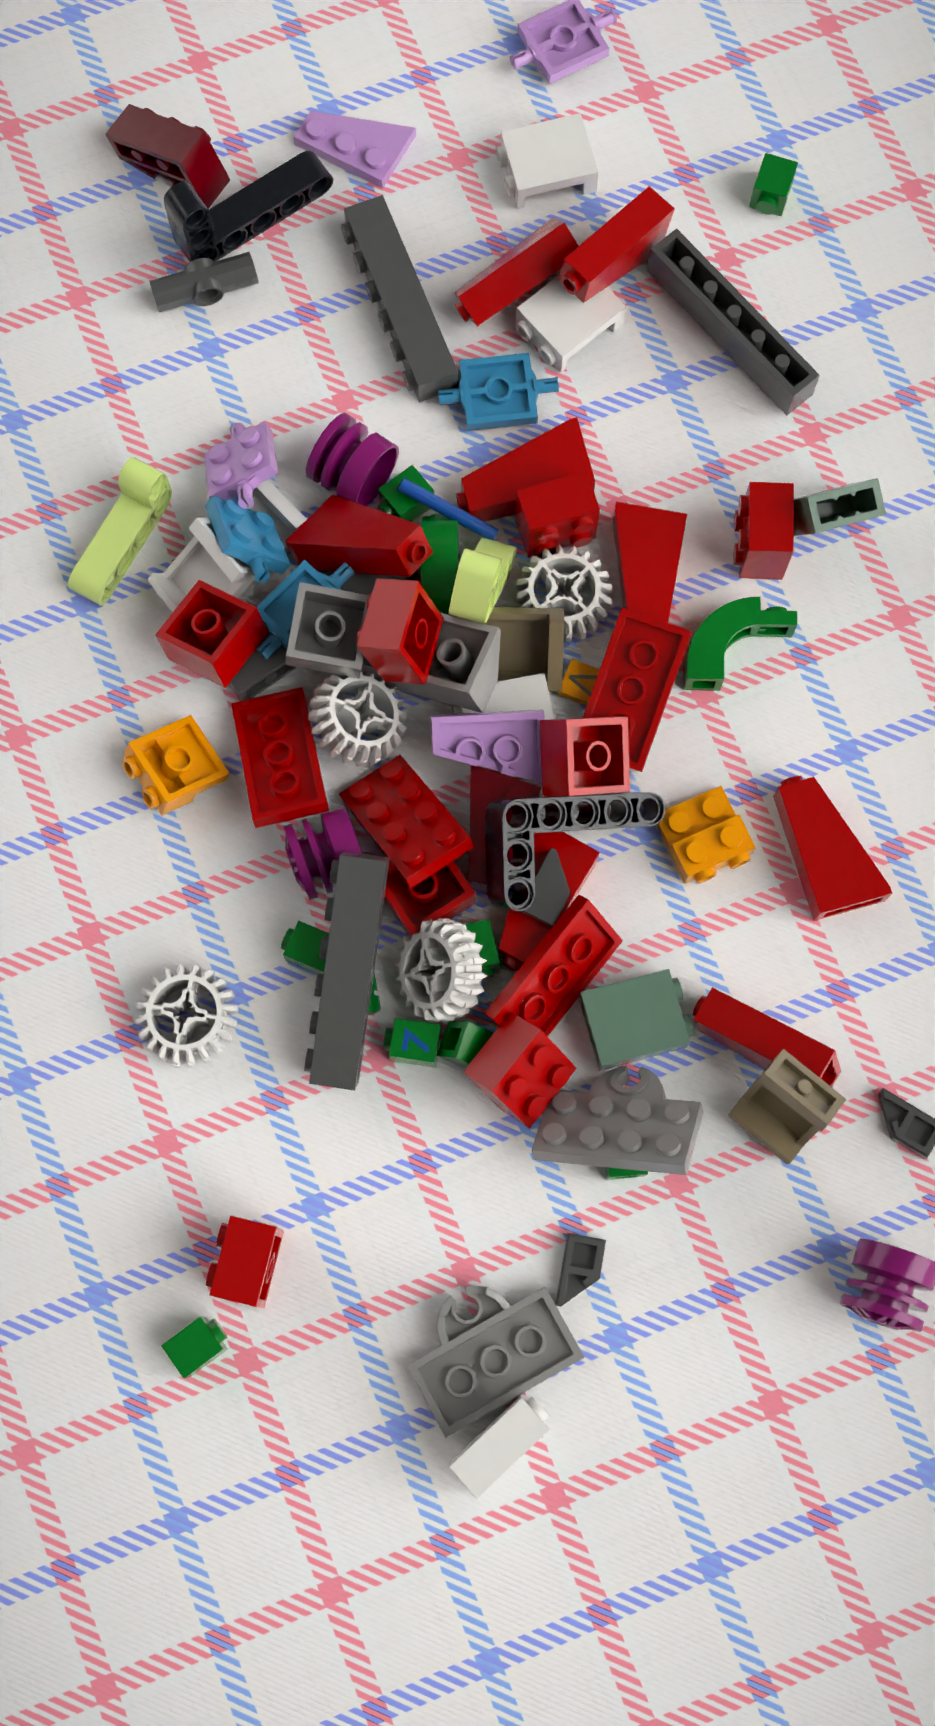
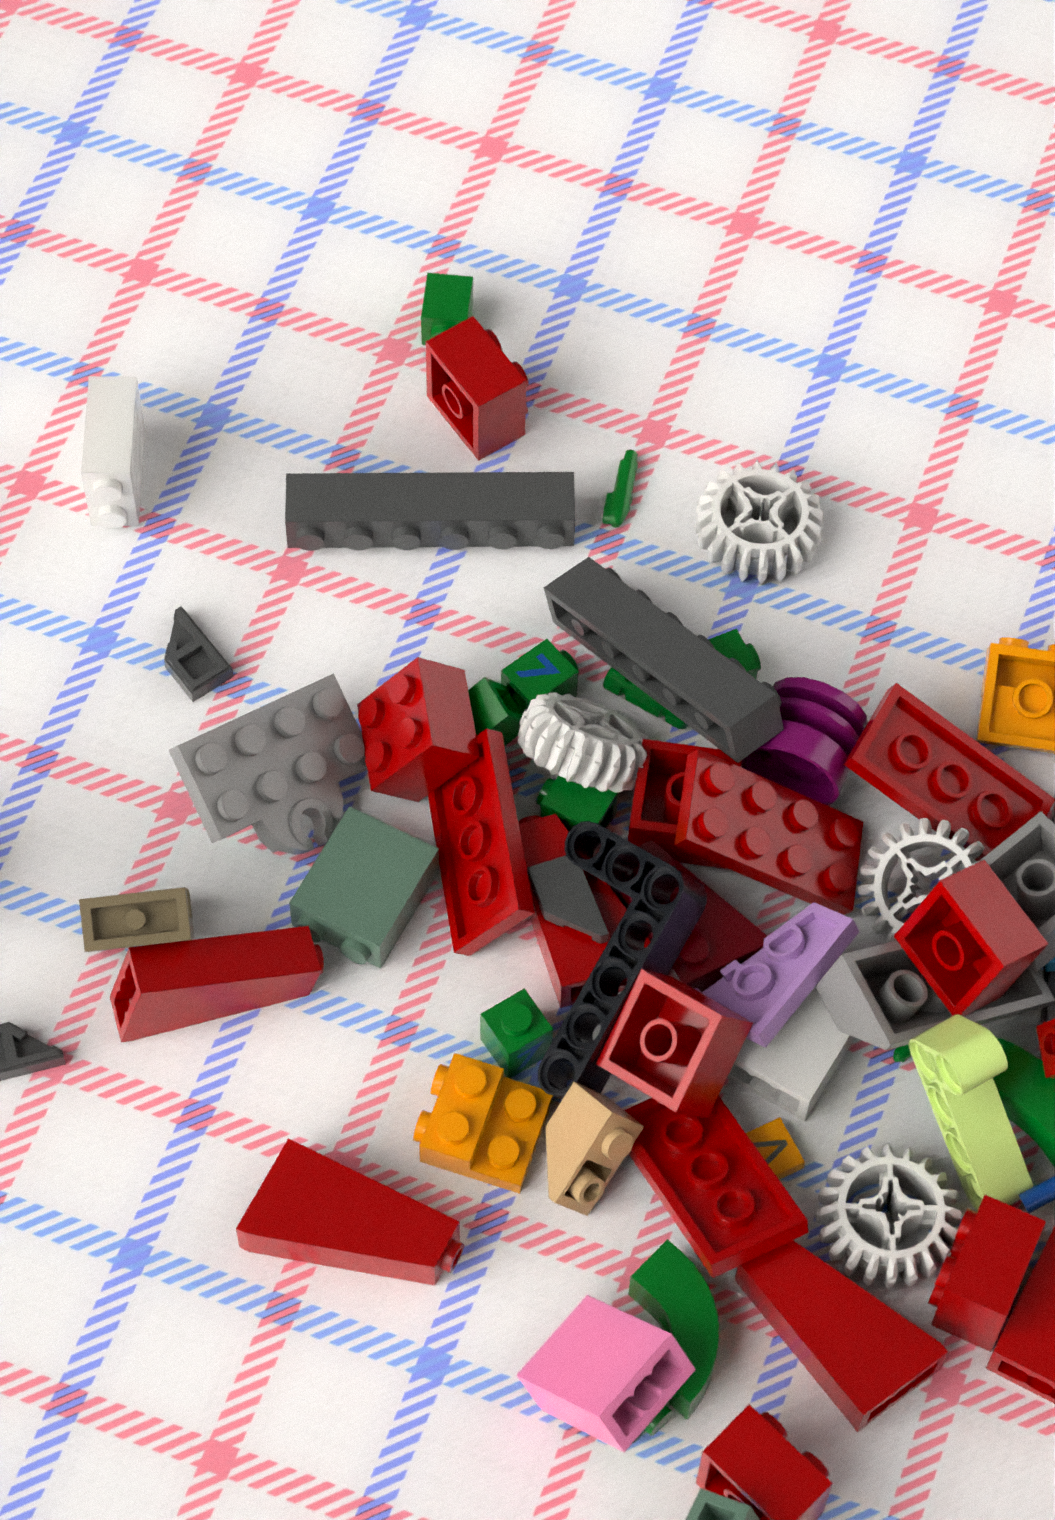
camera: 130 degrees right, 15 degrees down
(236, 1117) = (620, 500): none -> green piece
(354, 1217) = (430, 510): none -> dark grey brick
(492, 1355) = (196, 523): light grey plate -> none
(530, 643) = (862, 1110): dark tan panel -> none
(643, 858) = (515, 1033): none -> green brick
(671, 766) = (586, 1146): none -> tan slope
(787, 646) = (606, 1372): none -> bright pink brick

